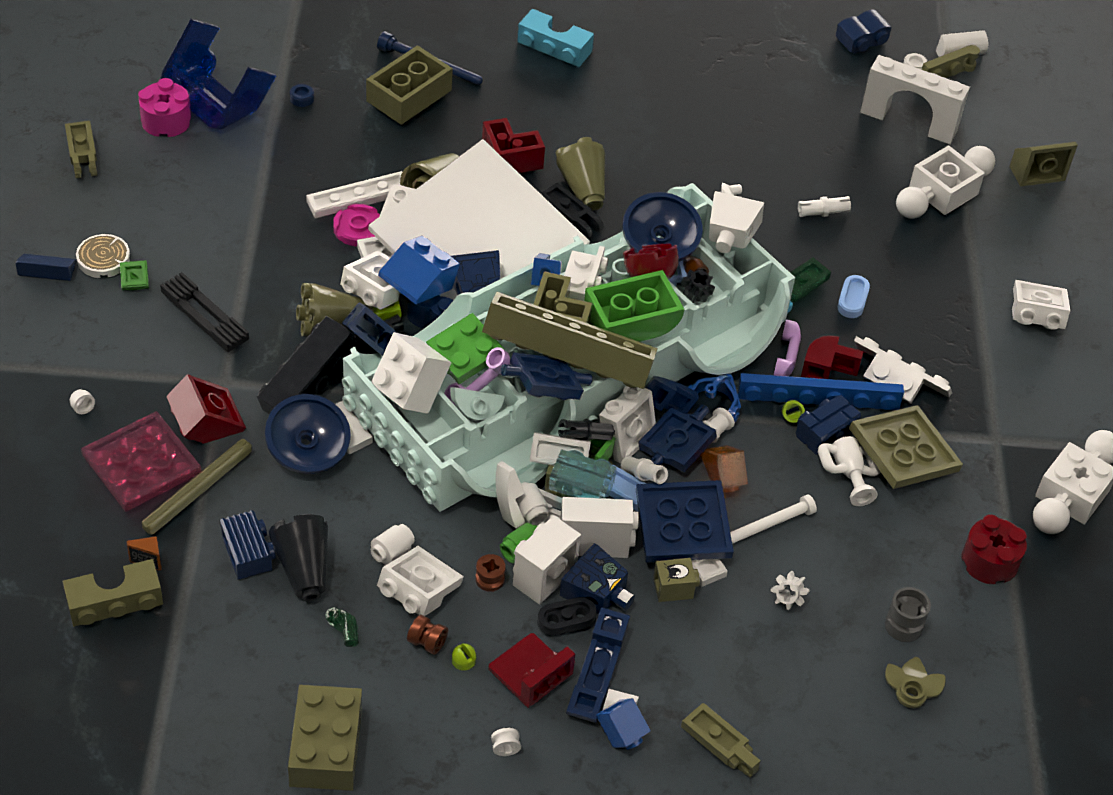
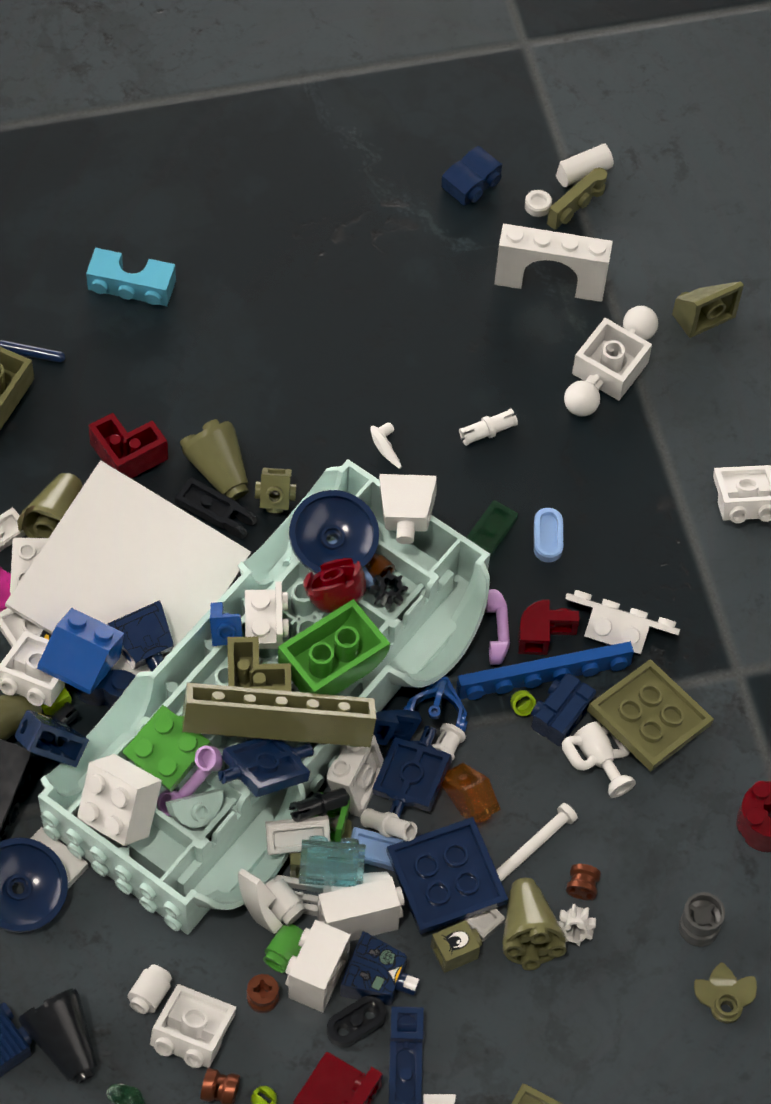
camera: 15 degrees left, 10 degrees up
(616, 203) = (275, 480): none -> olive brick
(747, 582) = (531, 927): none -> olive cone
(806, 559) = (583, 881): none -> copper wheel

